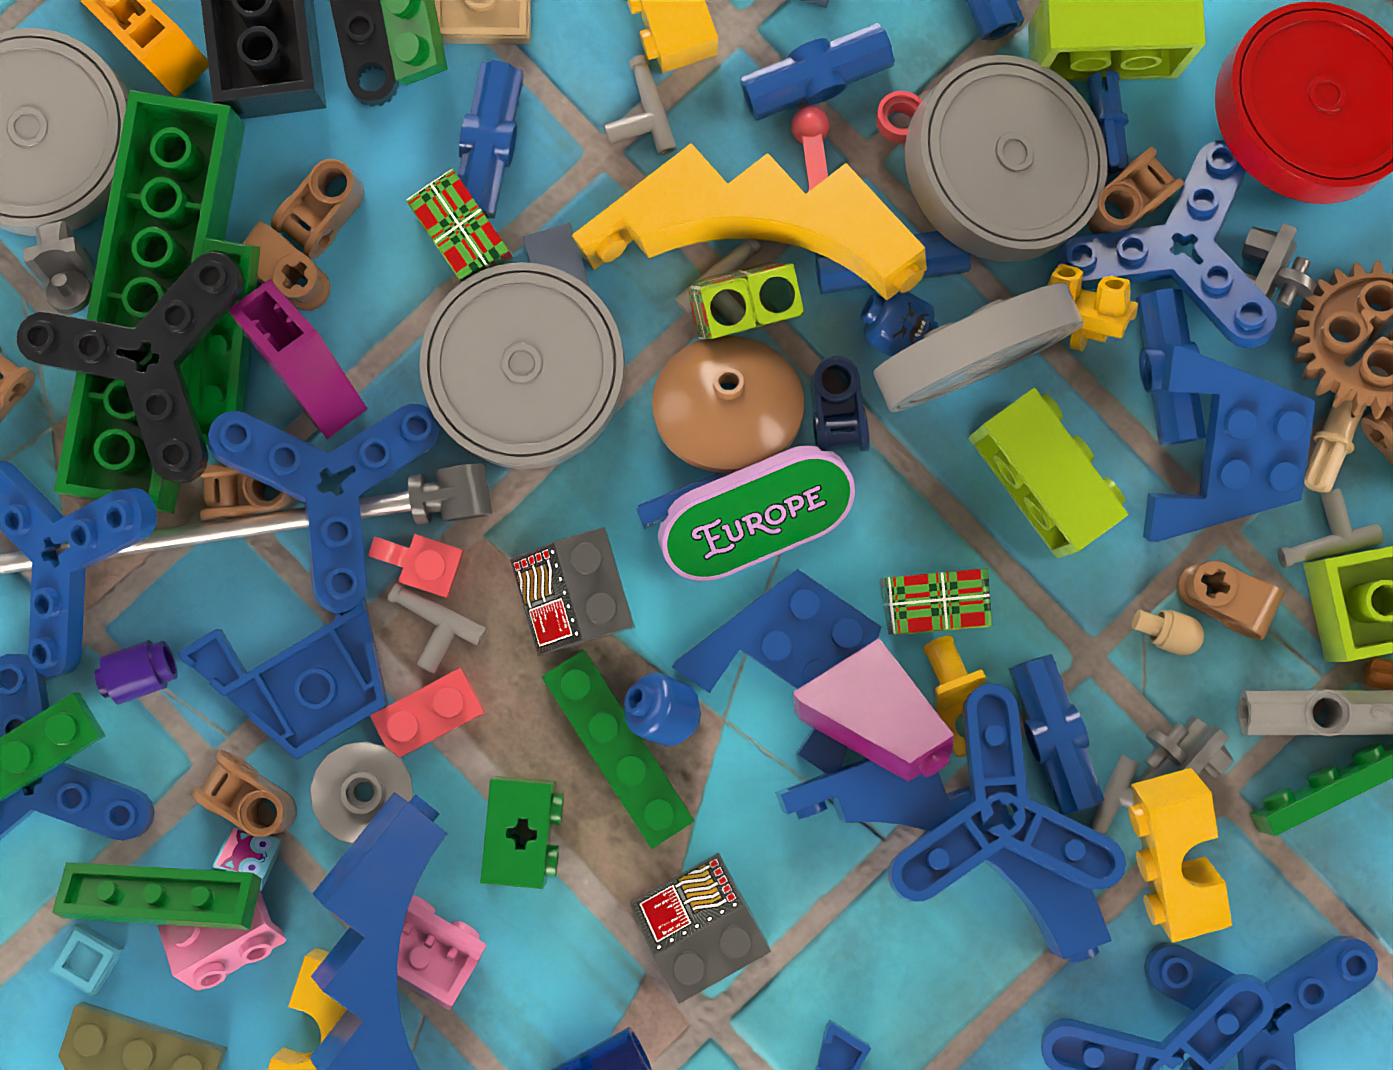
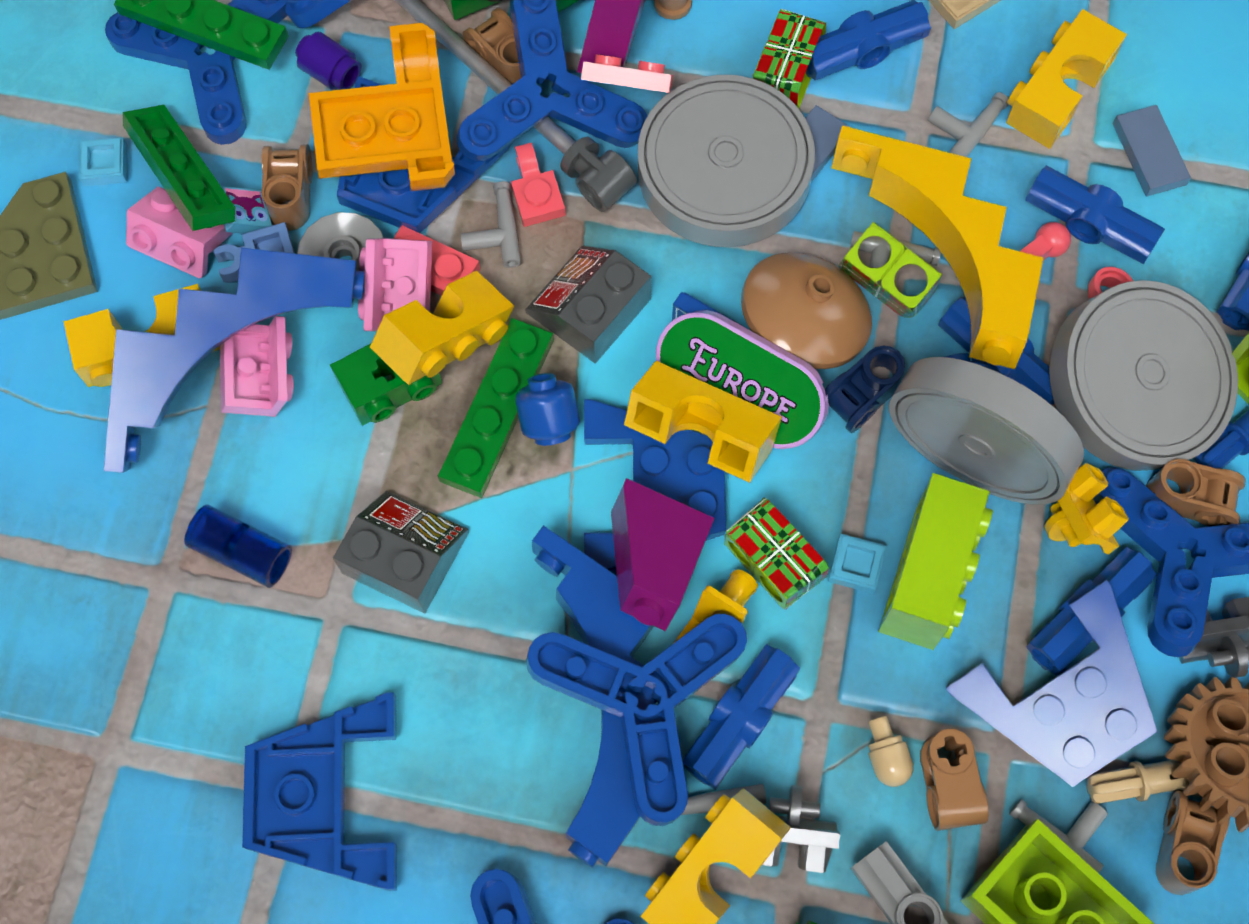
camera: 60 degrees right, 15 degrees down
(260, 661) = (390, 123): none -> light orange piece
(304, 864) = (270, 238): none -> medium blue plate
(391, 386) = (609, 71): none -> plate
(437, 765) = (394, 276): none -> bright pink bracket
(526, 793) = (422, 342): none -> yellow arch
(736, 589) = (674, 402): none -> yellow arch
(988, 532) = (857, 563): none -> medium azure tile

